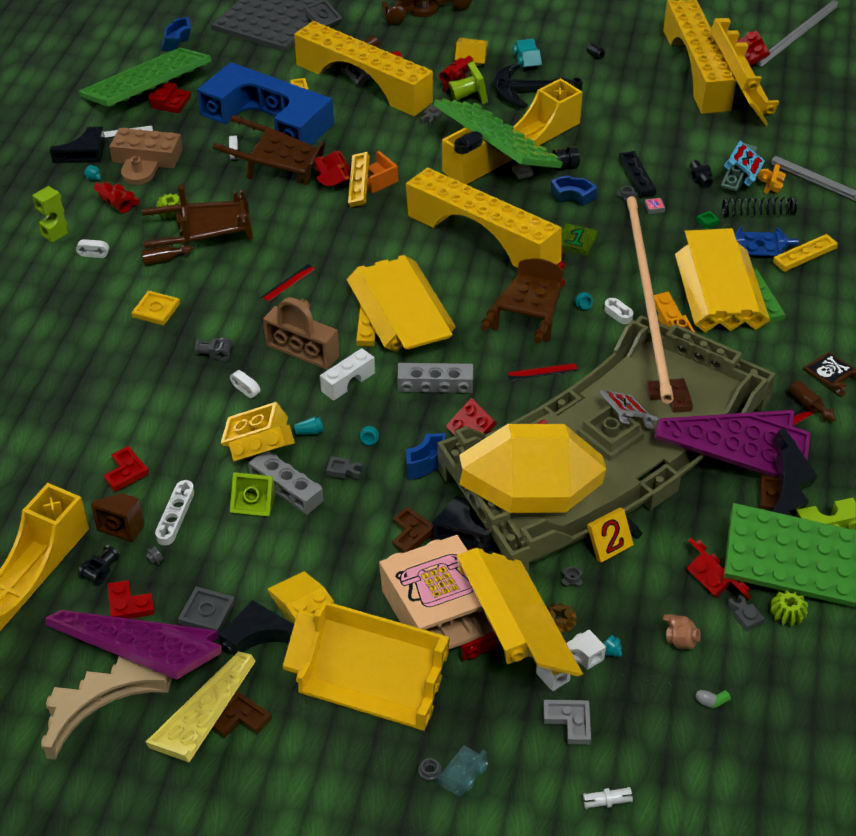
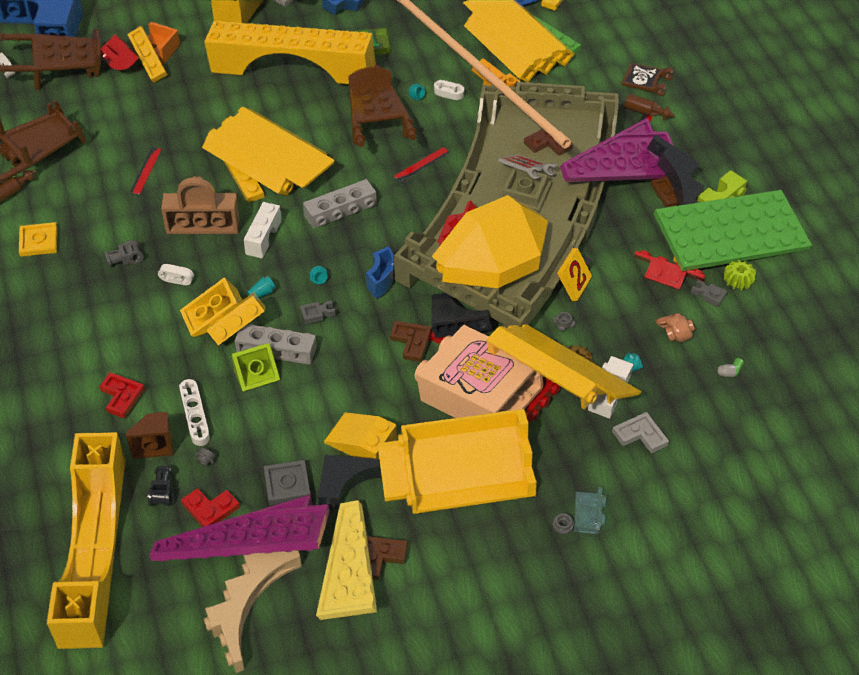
camera: 30 degrees left, 5 degrees up
(472, 416) = (397, 228): red plate -> none
(607, 798) = (710, 479): white pin -> none

